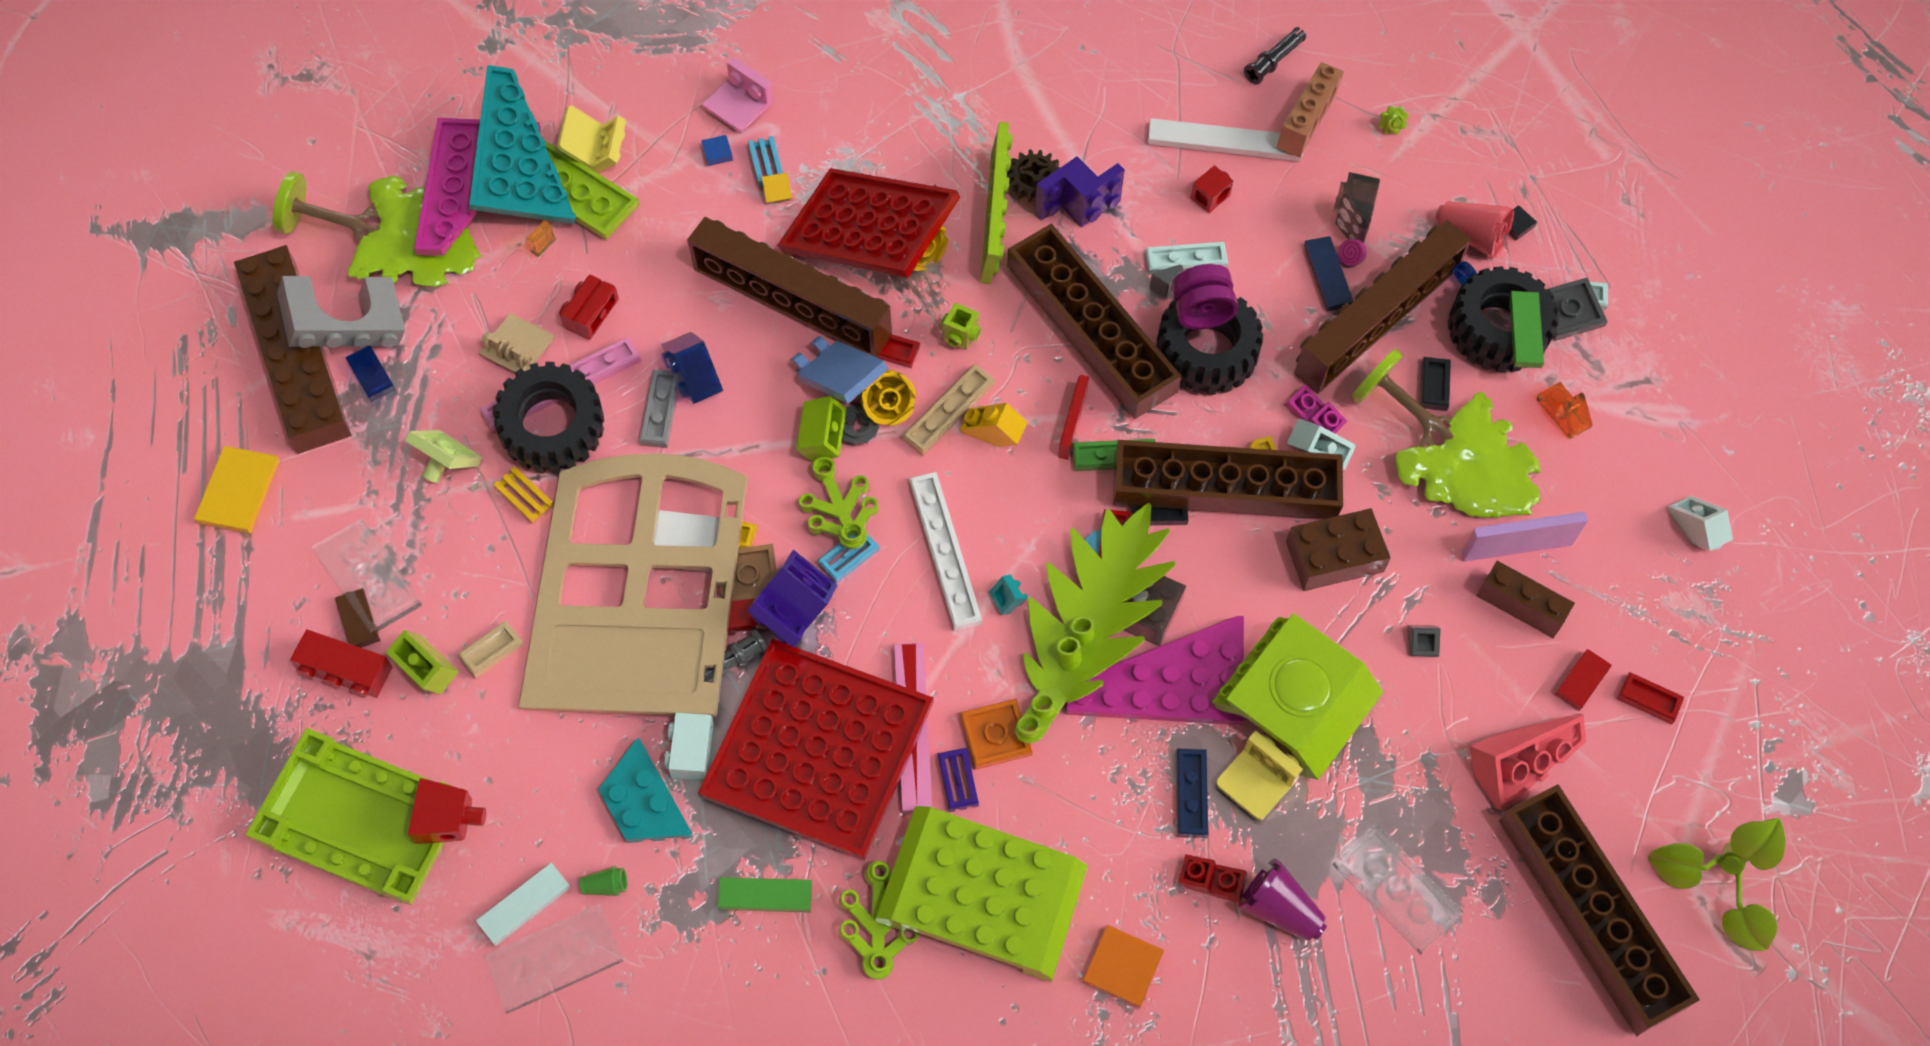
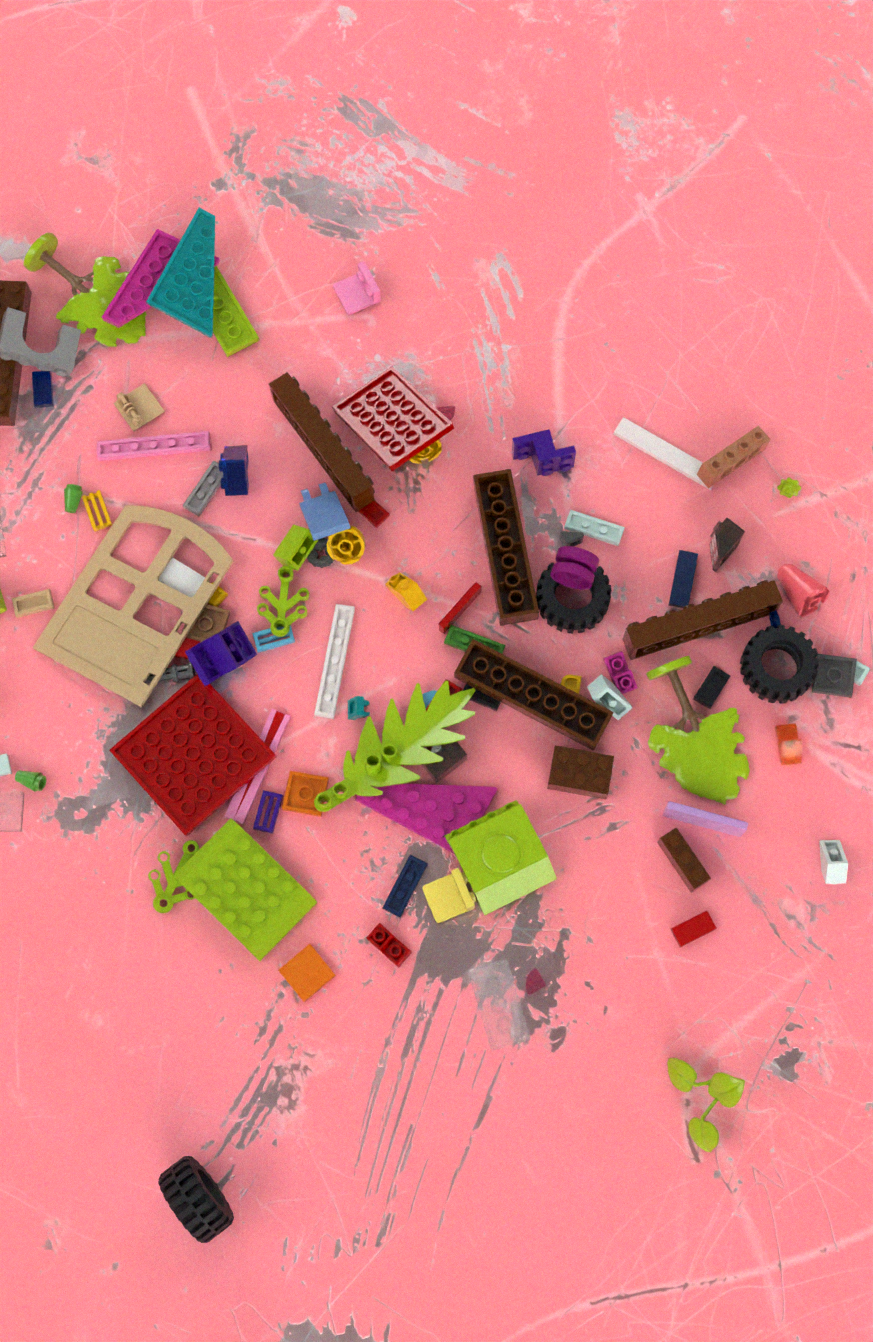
camera: 30 degrees right, 10 degrees up
(443, 452) = (59, 462): yellowish green tile -> none
(481, 490) = (72, 497): none -> bright green cone
(541, 238) = (185, 340): clear yellow tile -> none
(543, 384) = (121, 446): black tyre -> none
(588, 306) = (193, 400): red brick -> none
(589, 140) = (247, 282): light yellow bracket -> none
(641, 799) = (76, 738): teal wing -> none
(690, 746) = (118, 718): light aqua brick -> none
(717, 150) = (327, 322): blue tile -> none
(762, 145) = (357, 329): medium azure tile -> none
(765, 894) = (119, 830): bright green tile -> none
(776, 187) = (351, 365): yellow tile -> none
(948, 410) = (385, 567): tan tile -> none
(960, 326) = (419, 510): lime brick -> none
(996, 203) = (486, 435): lime plate -> none
(1028, 171) = (520, 419): dark brown gear -> none
(1212, 189) = (636, 486): red brick -> none
(1268, 60) = (726, 407): black pin -> none
(1283, 903) = (420, 981): magenta cone -> none
(1352, 252) = (706, 571): dark pink tile -> none
(1424, 640) = (605, 856): dark grey slope -> none
(1425, 838) = (534, 982): none -> clear pink tile
(1519, 758) = (620, 960): coral wedge -> none
(1521, 223) = (836, 598): black tile -> none
(1526, 329) = (783, 681): bright green tile -> none
(1598, 910) = (612, 1077): reddish brown brick -> none
(1650, 698) = (730, 960): red tile -> none

